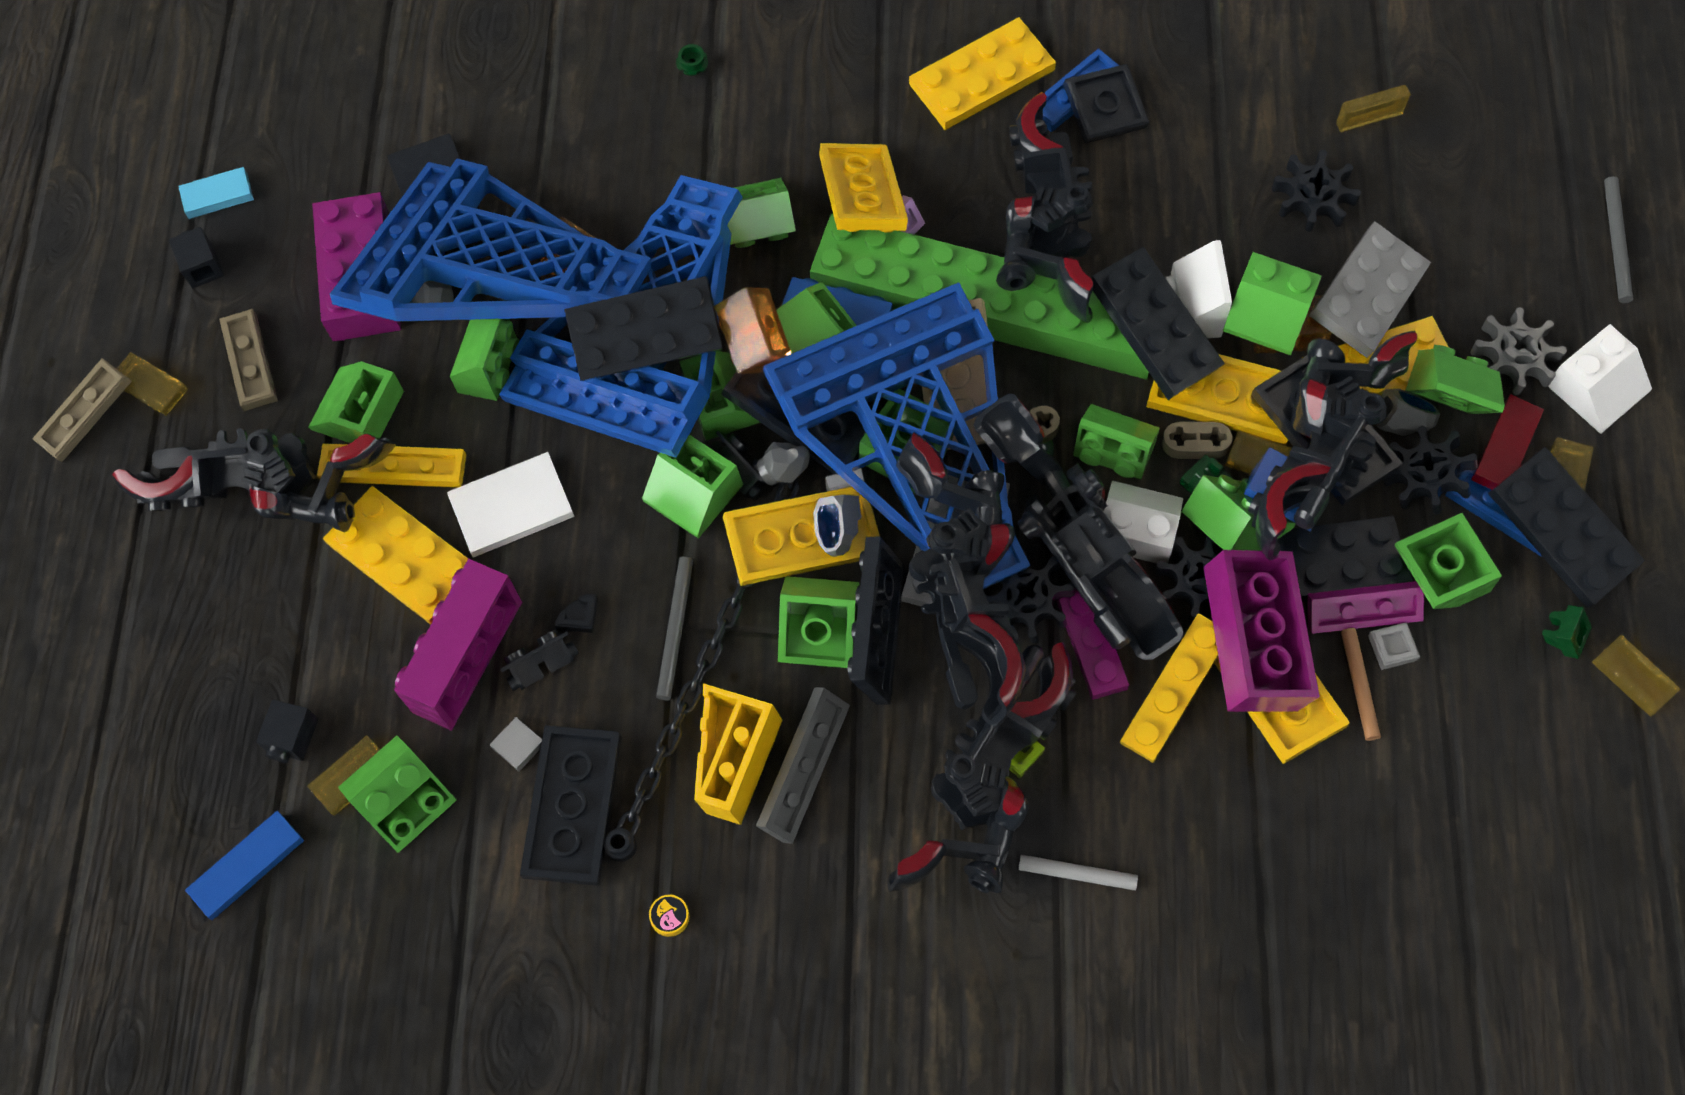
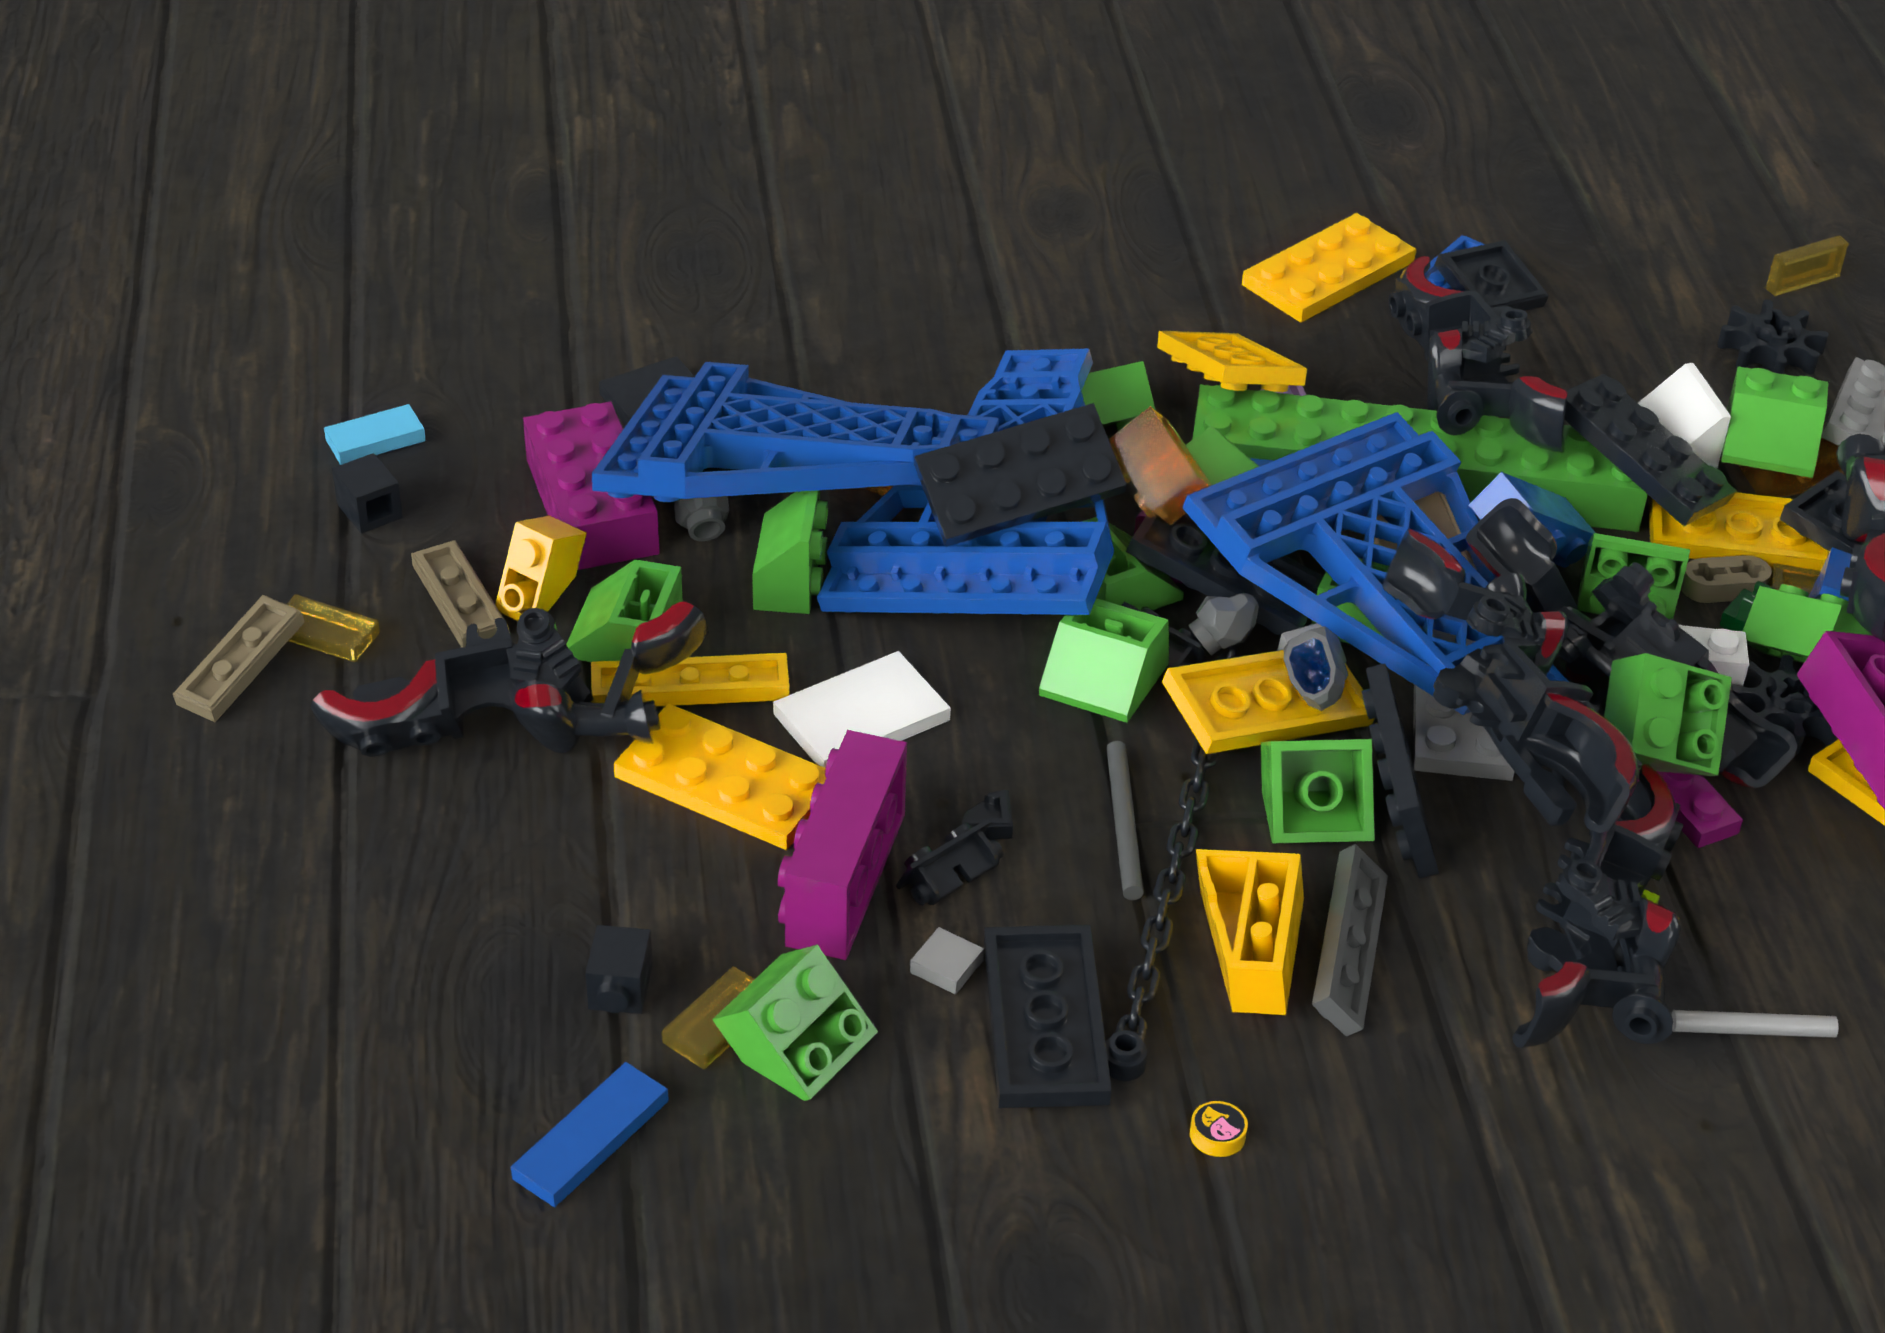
camera: 15 degrees left, 25 degrees down
(300, 349) = (539, 565): none -> yellow slope
(688, 54) = (967, 273): dark green plate -> none
(1050, 386) = (1550, 509): none -> blue brick
(1080, 608) = (1669, 712): none -> bright green slope
(1173, 690) = (1802, 817): yellow plate -> none

